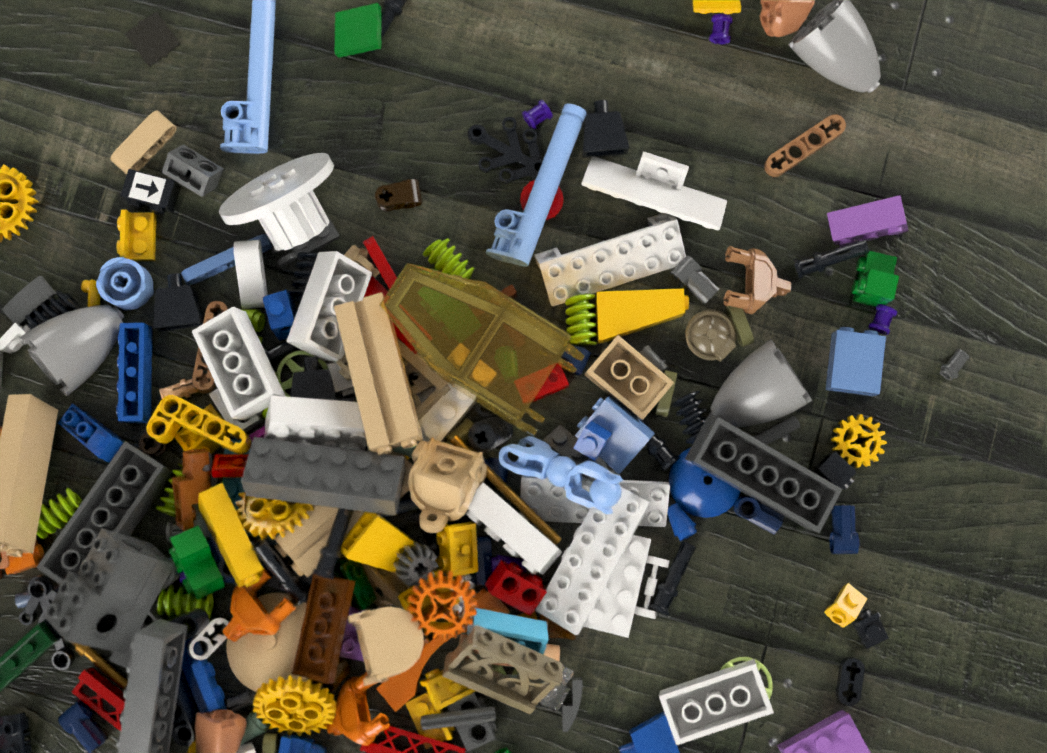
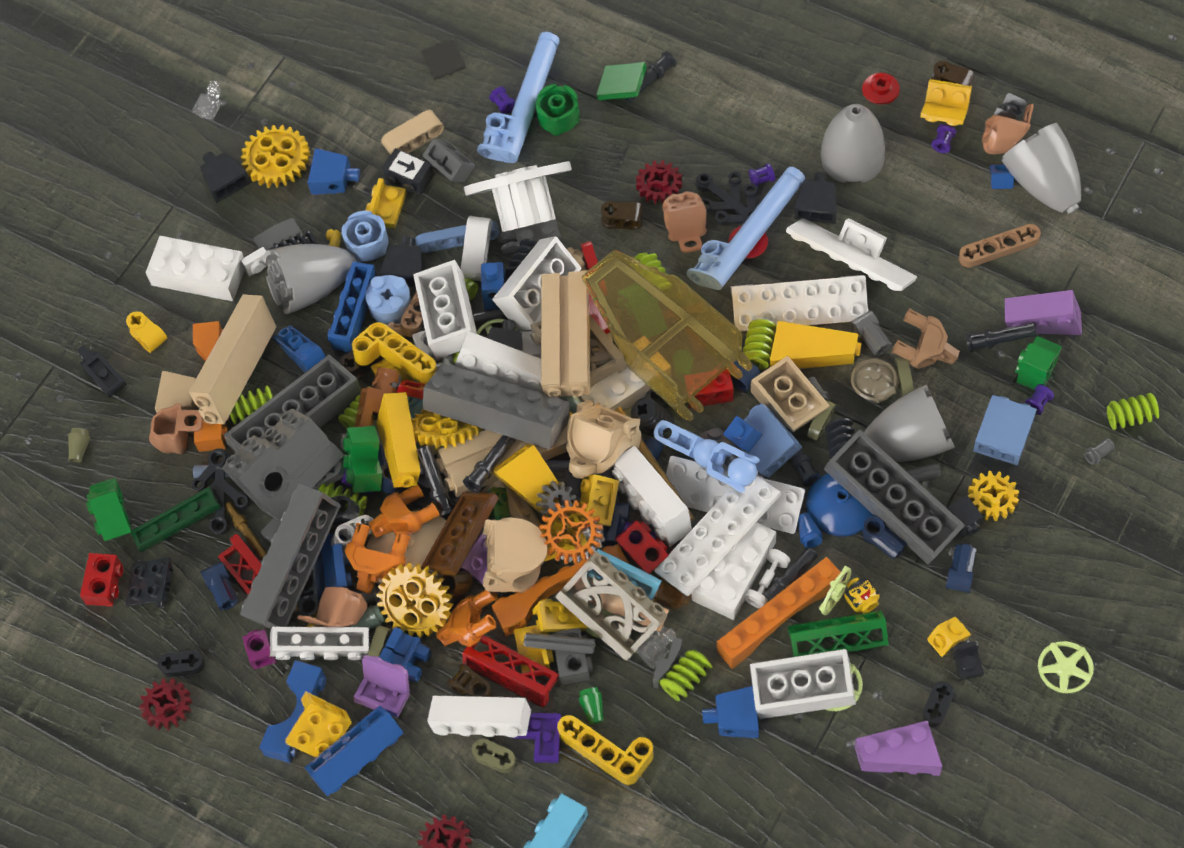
camera: 20 degrees right, 20 degrees down
(65, 211) = (330, 173): none -> blue torso
(158, 353) = (388, 298): none -> light blue brick
(232, 80) = (498, 100): none -> dark purple bush
(238, 677) = (370, 563): none -> orange connector
(298, 68) = (557, 109): none -> green brick
(421, 155) = (659, 181): none -> dark red gear
(468, 187) = (685, 219): none -> nougat piece
(594, 713) = (685, 673): none -> lime piece
(628, 62) = (853, 145): none -> light grey cylinder
(673, 623) = (751, 632): none -> orange arch
(727, 591) = (835, 592): none -> yellowish green wheel
(734, 626) = (839, 626): none -> green fence
(750, 582) = (862, 595): none -> yellow head
(788, 61) = (1001, 177): none -> blue slope
(967, 611) = (1065, 666): none -> yellowish green wheel
(979, 311) = (1132, 410): none -> lime piece

